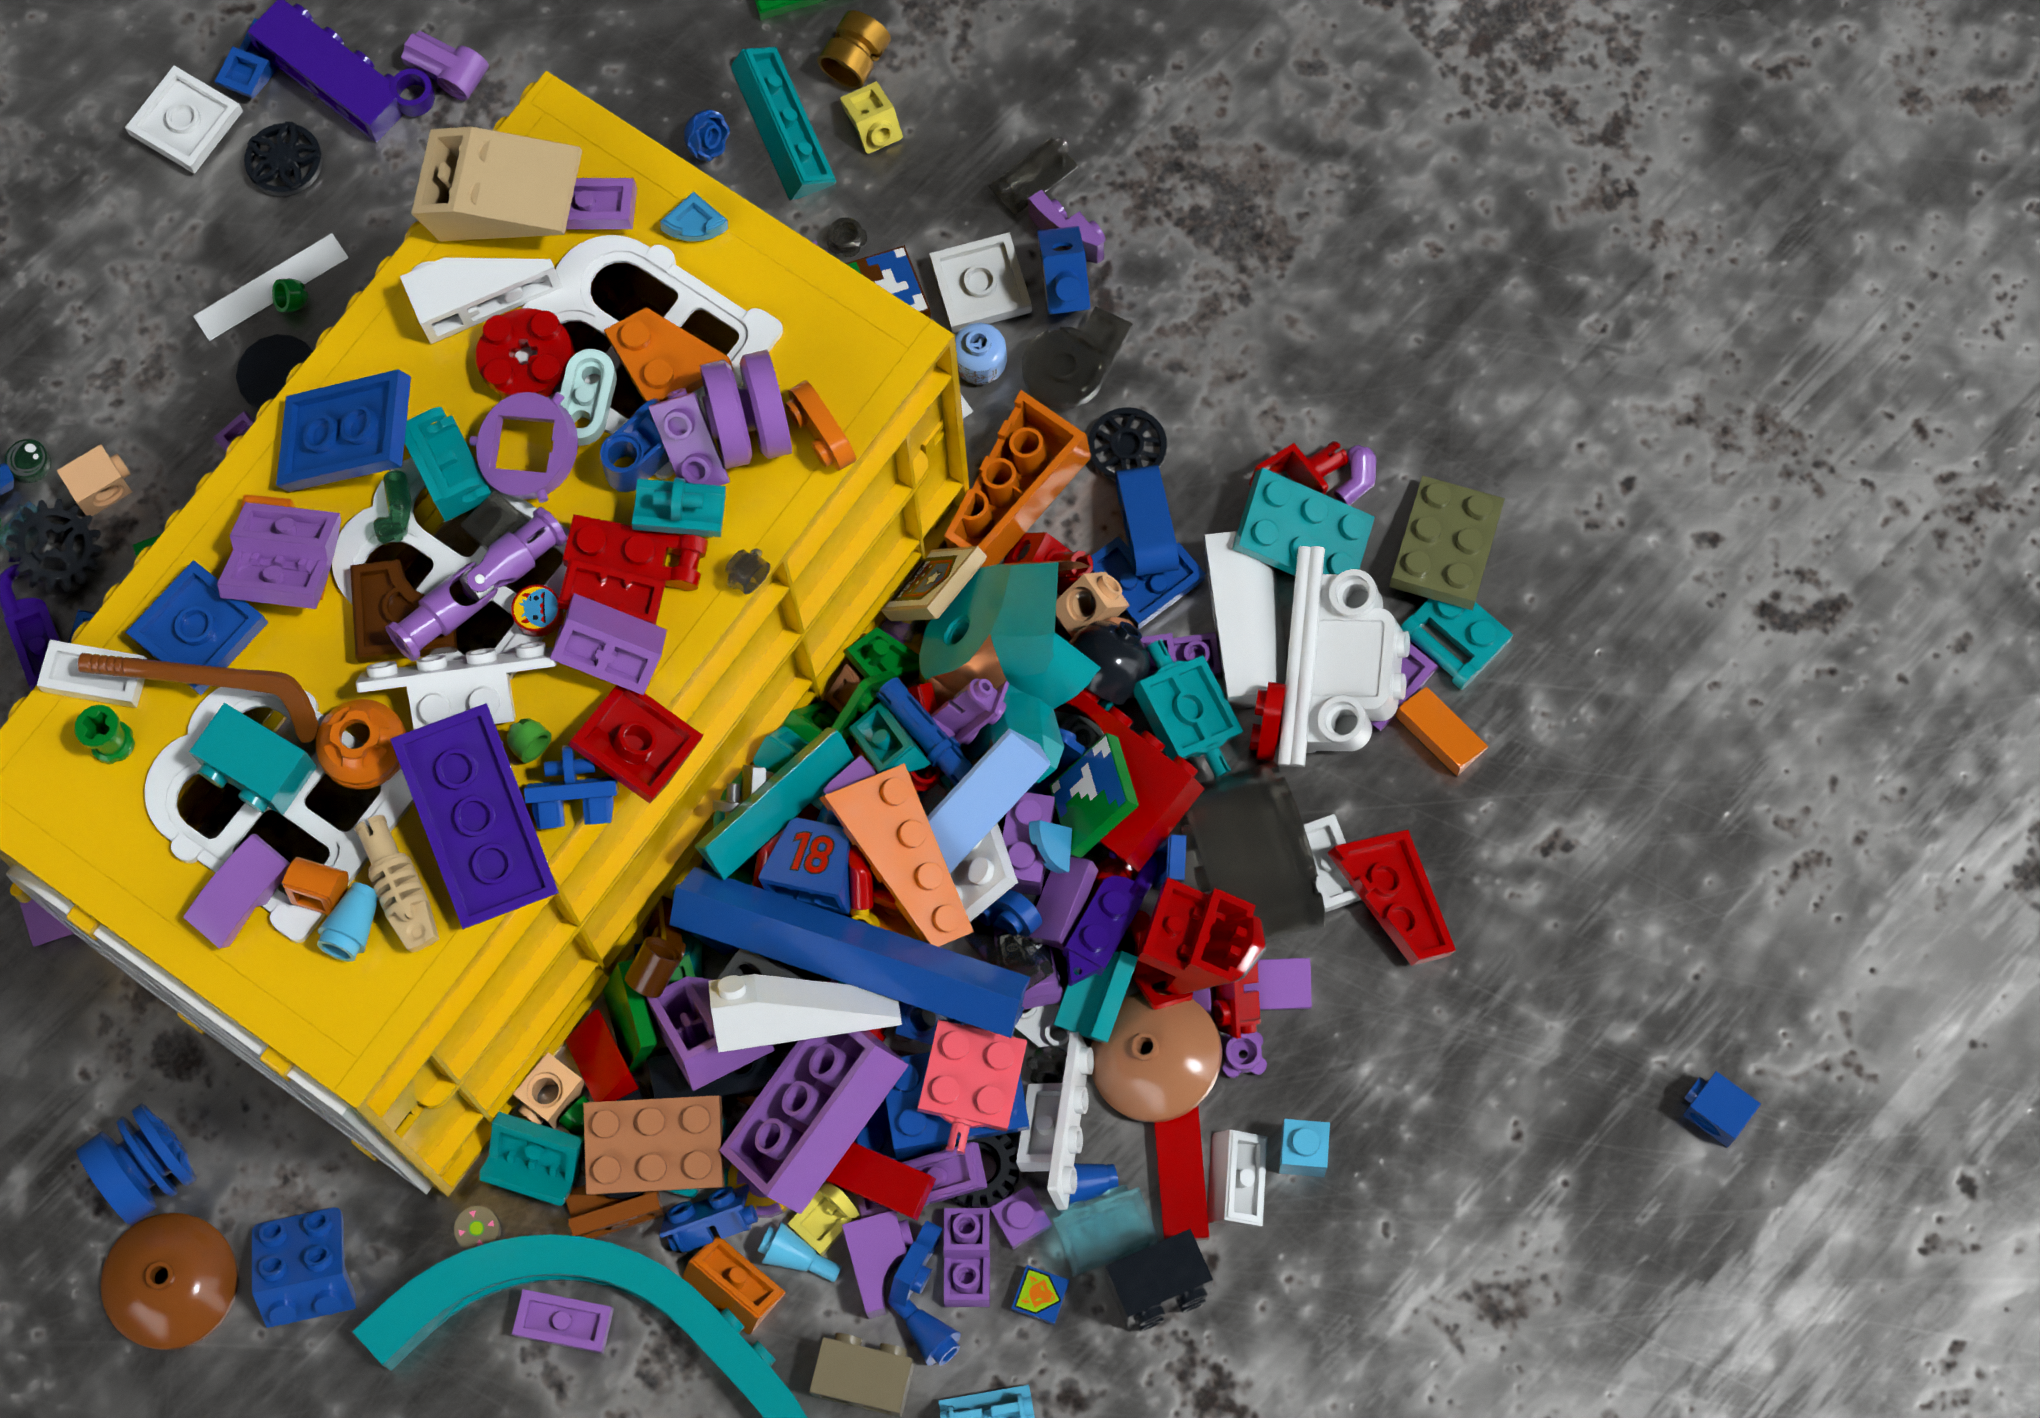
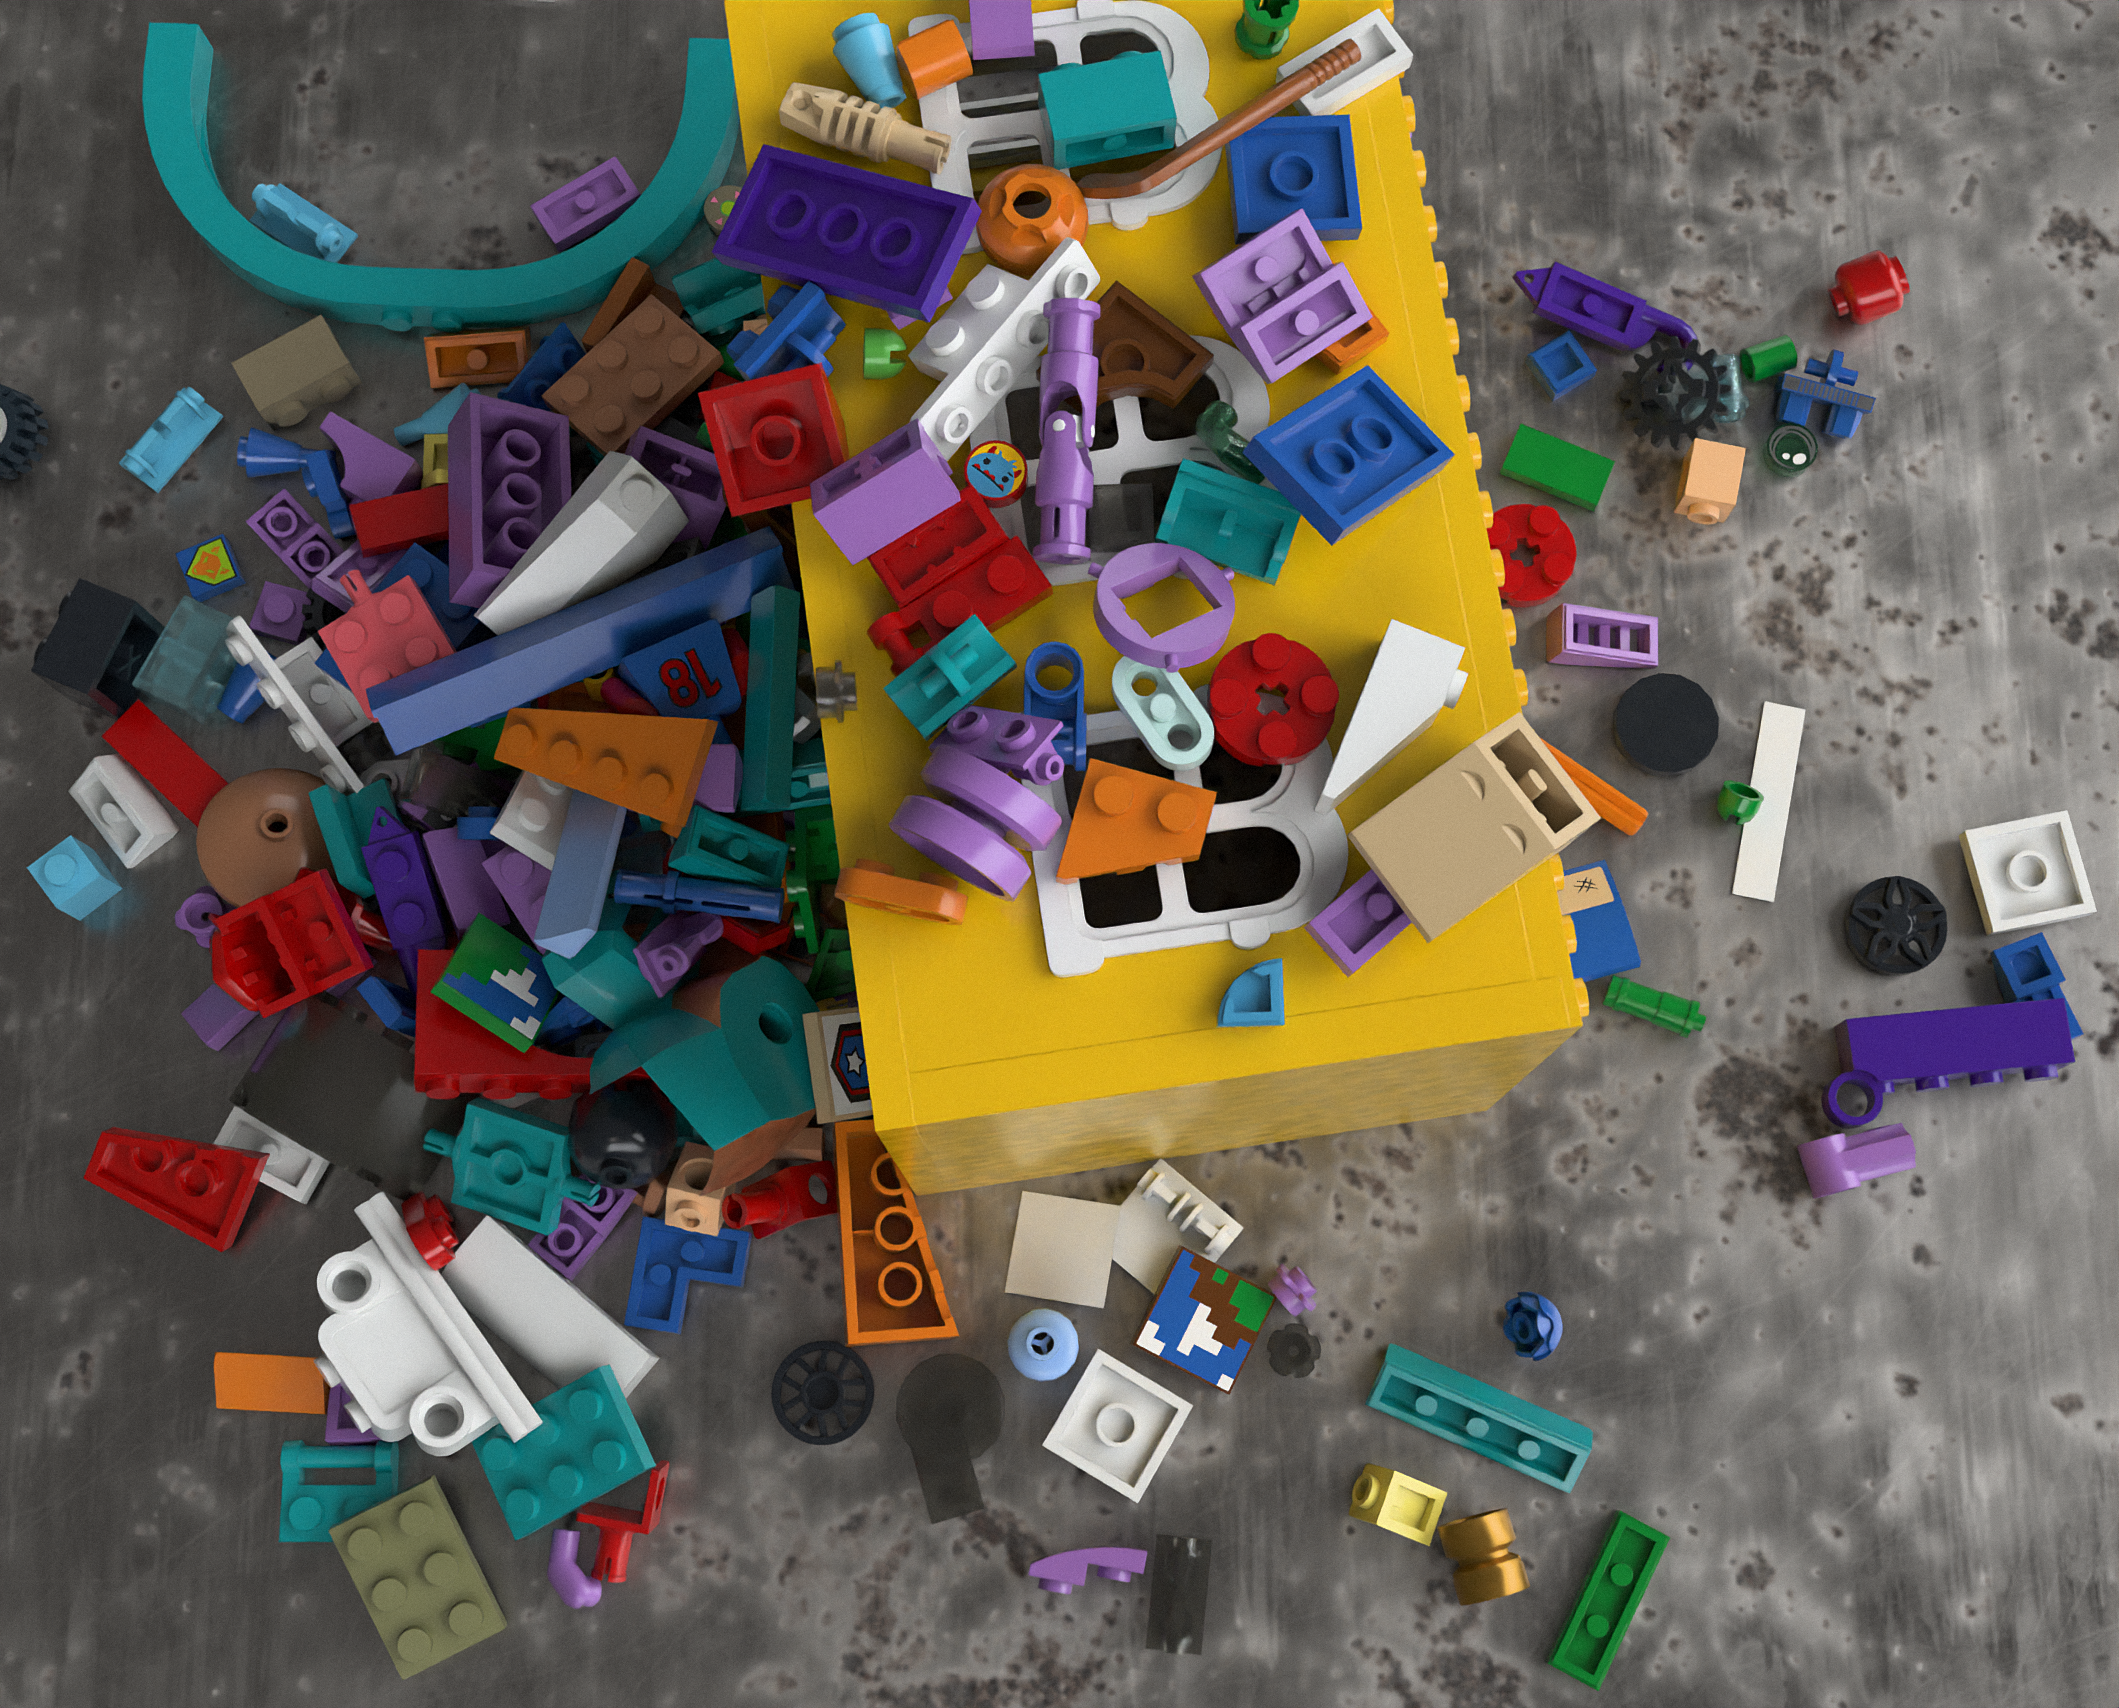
camera: 135 degrees right, 5 degrees up
(1053, 844) = (497, 903): dark azure tile -> none
(1063, 271) = (1015, 1488): blue torso -> none
(1147, 520) = (720, 1321): blue beam -> none

